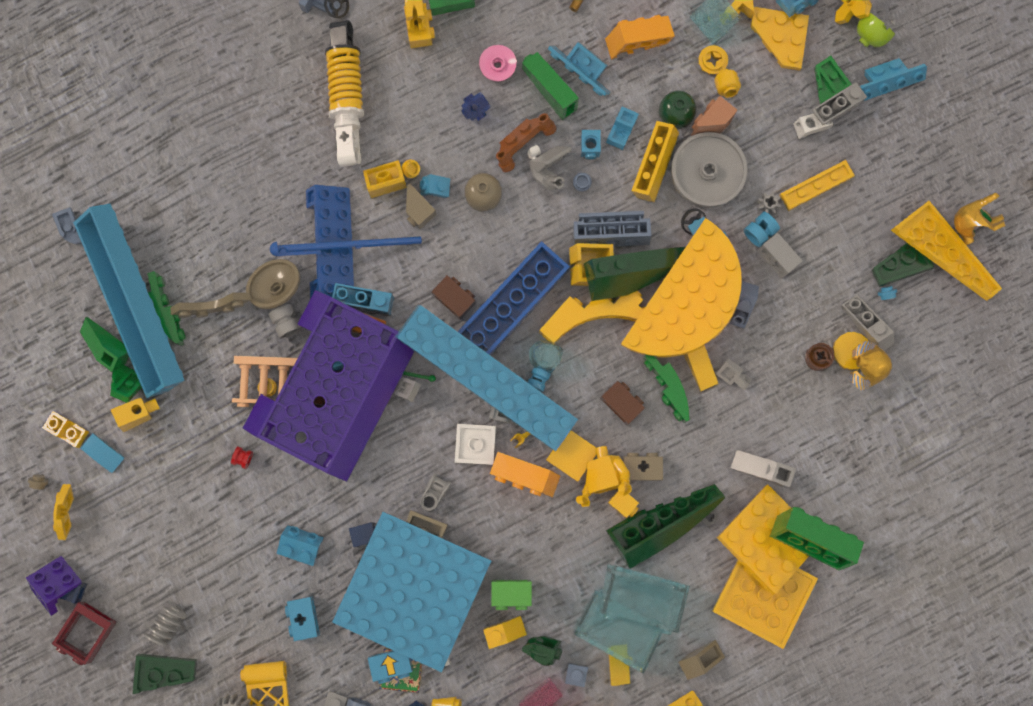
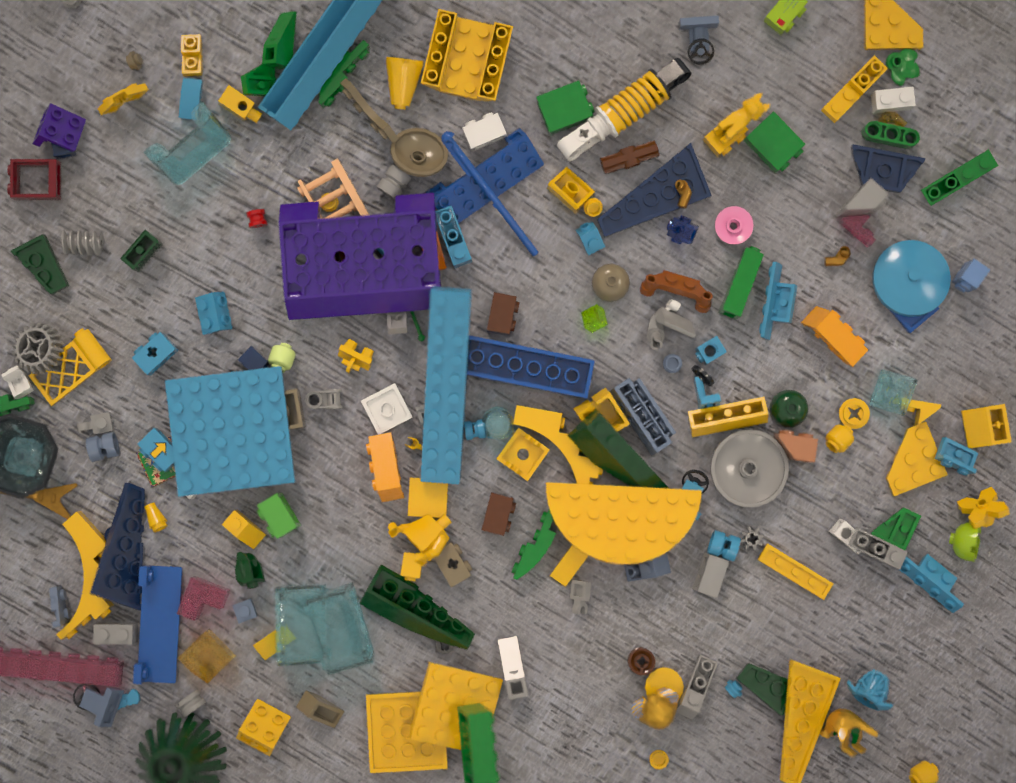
camera: 65 degrees right, 5 degrees up
(147, 475) = (193, 150): none -> clear light blue windscreen
(202, 260) = (402, 80): none -> yellow cone
(206, 575) = (141, 251): none -> dark green brick
(218, 196) = (466, 57): none -> yellow slope
(290, 220) = (484, 131): none -> white brick
(312, 141) = (565, 107): none -> green brick
(373, 507) = (282, 356): none -> yellowish green head
(387, 114) = (629, 157): none -> reddish brown piece
(415, 446) = (353, 359): none -> yellow hips
(417, 208) = (561, 235): dark tan slope -> none
(434, 100) = (657, 194): none -> dark blue wing
(445, 85) = (684, 191): none -> pearl gold arm
(505, 223) = (594, 318): none -> clear neon green slope
(589, 339) = (519, 441): none -> yellow piece
(611, 166) = (700, 379): none -> dark azure piece
(622, 128) = (742, 369): dark azure slope -> none
(912, 392) = (658, 759): none -> yellow plate
(954, 176) = (873, 687): none -> dark azure piece

